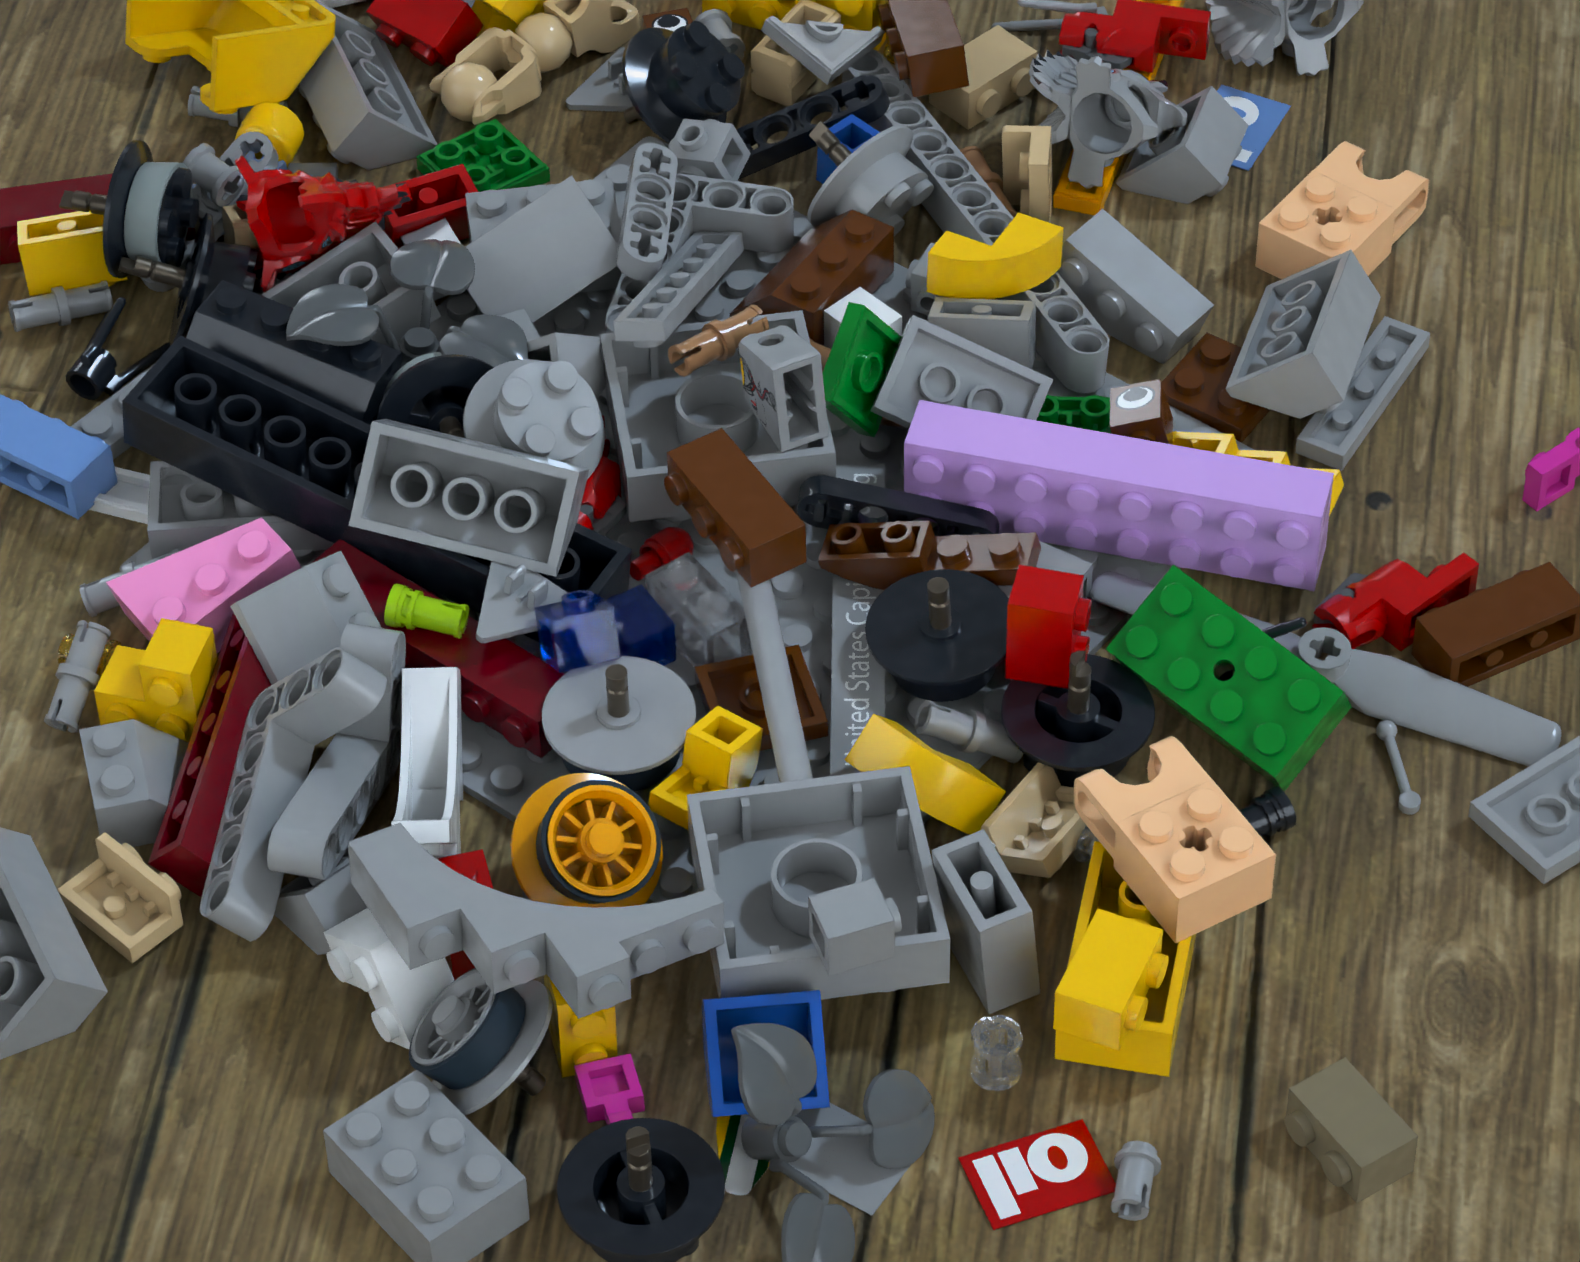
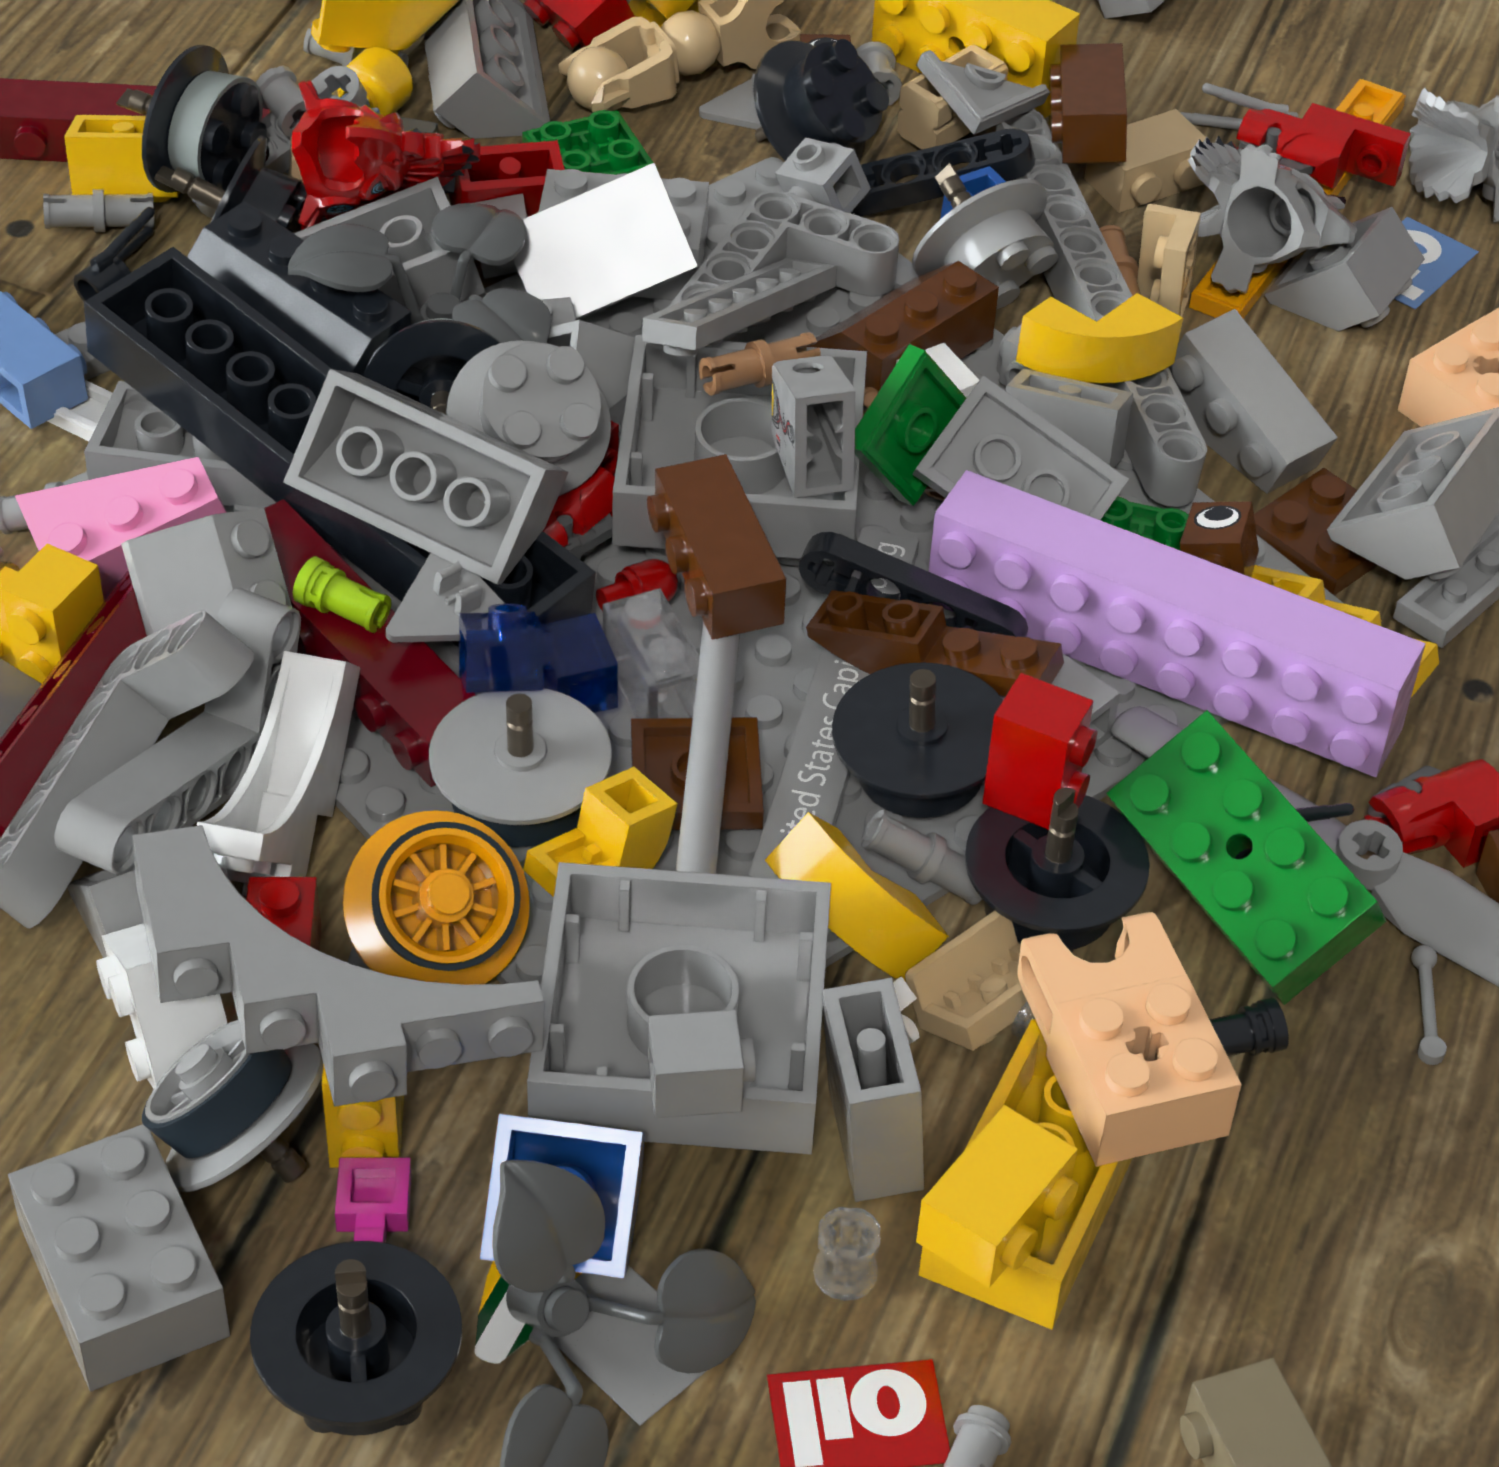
camera: 10 degrees right, 0 degrees up
(647, 211) = (733, 220): light grey beam -> none

